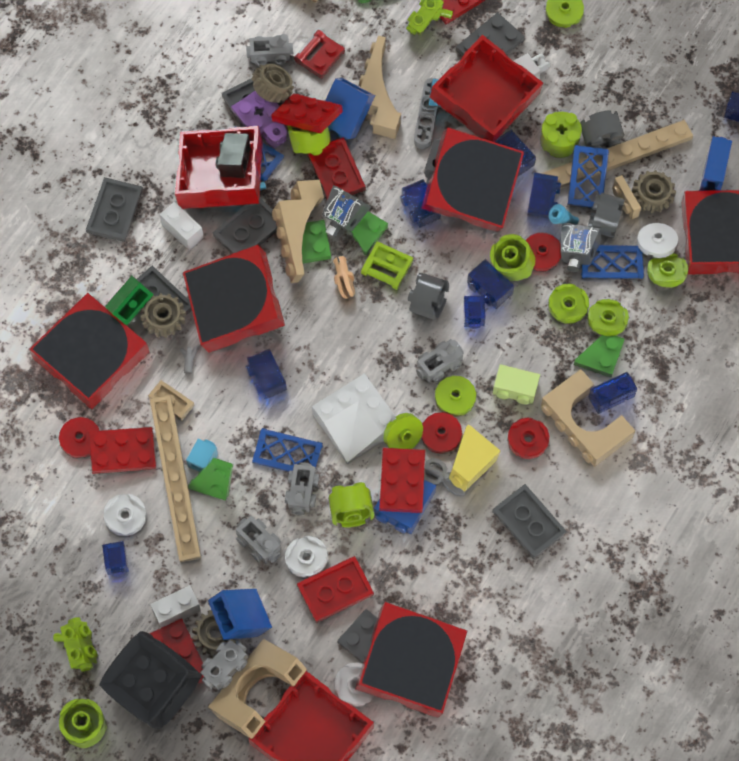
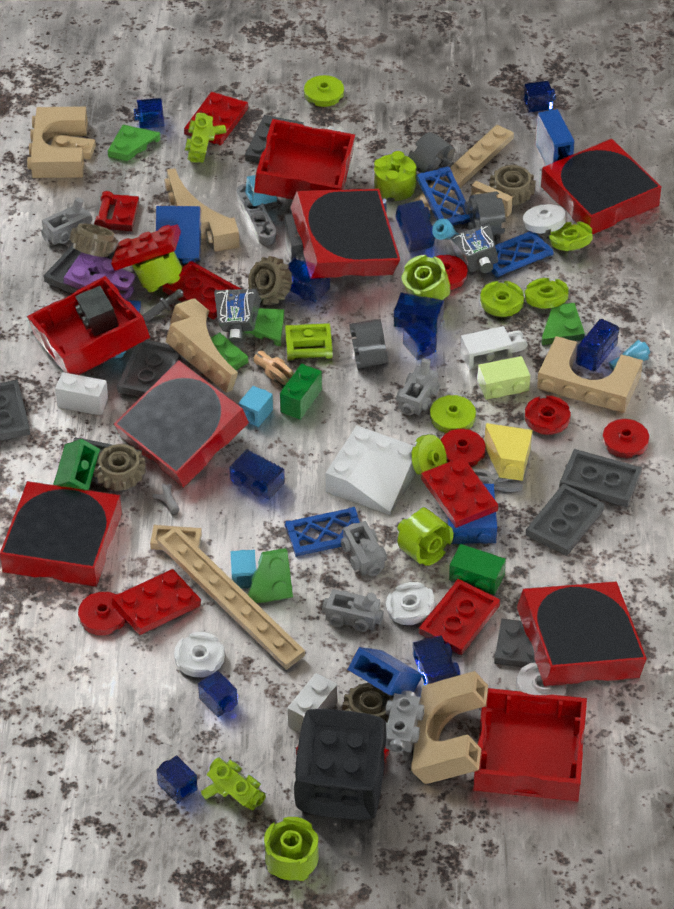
camera: 30 degrees left, 20 degrees down
(42, 614) = (176, 779): none -> clear blue brick
(288, 622) = (434, 659): none -> clear blue brick
(297, 169) = (162, 305): none -> dark grey piece
(306, 307) = (257, 405): none -> medium azure brick
(348, 313) = (300, 391): none -> green brick
(375, 555) = (477, 568): none -> green brick
(389, 192) = (270, 279): none -> dark tan gear
(474, 545) = (565, 519): none -> dark grey plate
(526, 347) = (490, 346): none -> white brick
(576, 503) = (625, 438): none -> red plate
(639, 416) = (637, 350): none -> medium azure cone

